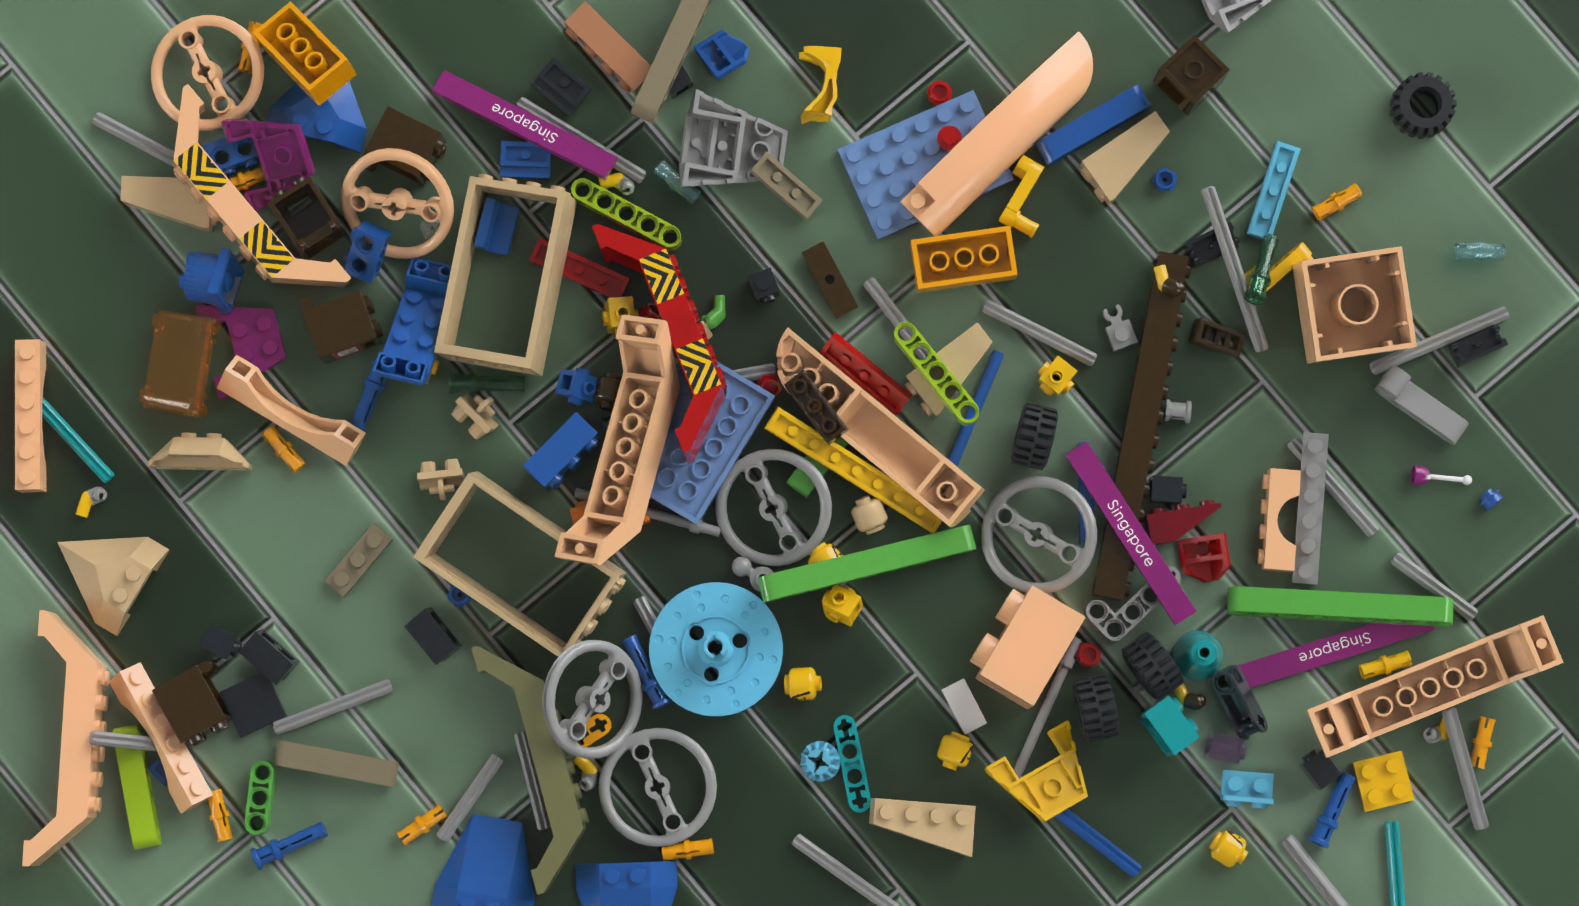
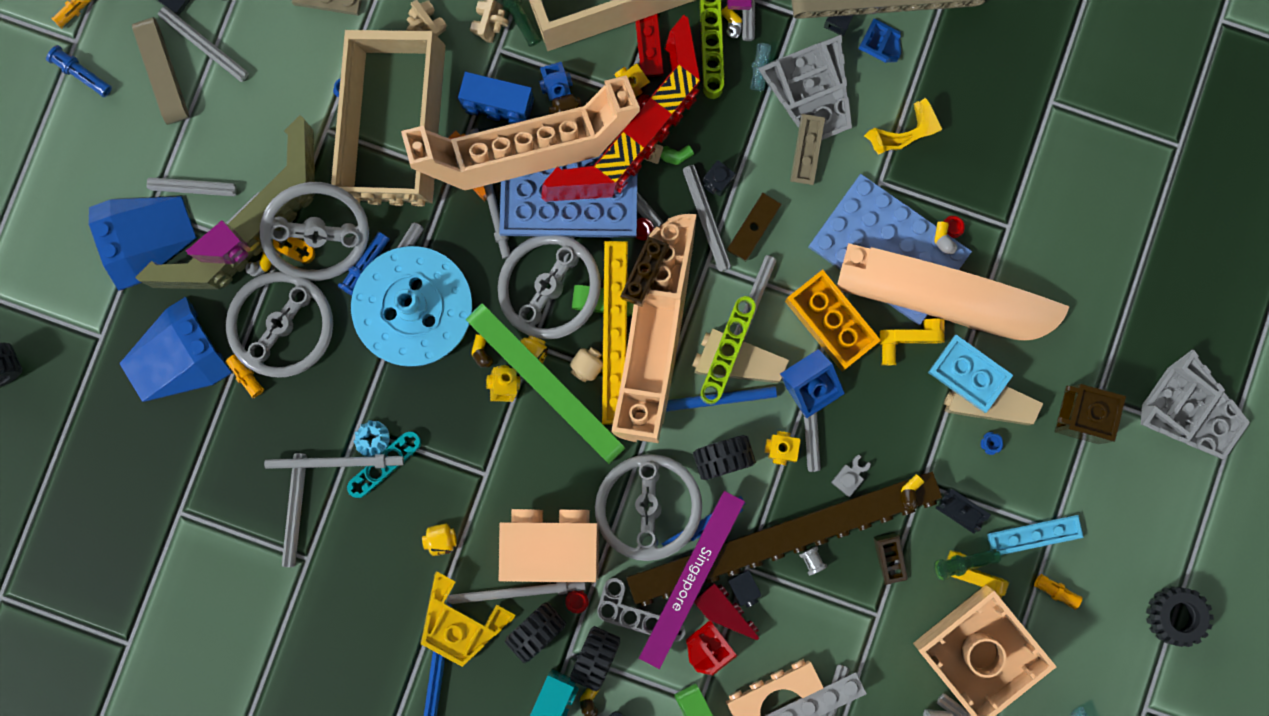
camera: 60 degrees right, 0 degrees up
(268, 787) = (91, 30): bright green beam -> none
(422, 824) = (150, 162): light orange pin -> none
(433, 635) = (300, 86): black hinge -> none
(562, 790) = (220, 245): none -> magenta slope
(742, 566) = (489, 290): light grey plate -> none
(793, 319) = (706, 217): none -> light grey axle
(797, 612) = (479, 353): none -> dark brown arm
(802, 683) = (424, 389): yellow head -> none
(847, 764) = (378, 461): none -> light grey bar
(865, 373) = (696, 297): red plate -> none
(934, 823) = (369, 550): tan wedge -> none
(947, 111) = (941, 239): none -> arm
(949, 137) = (922, 251): red plate -> none
(964, 706) = (479, 526): white tile -> none
(1012, 313) = (812, 383): none -> blue slope
(1089, 161) = (970, 373): none -> medium azure plate
(1093, 125) = (1024, 373): blue beam -> none
(1188, 658) = (629, 680): teal cone -> none
(1234, 267) = (955, 539): light grey axle -> none

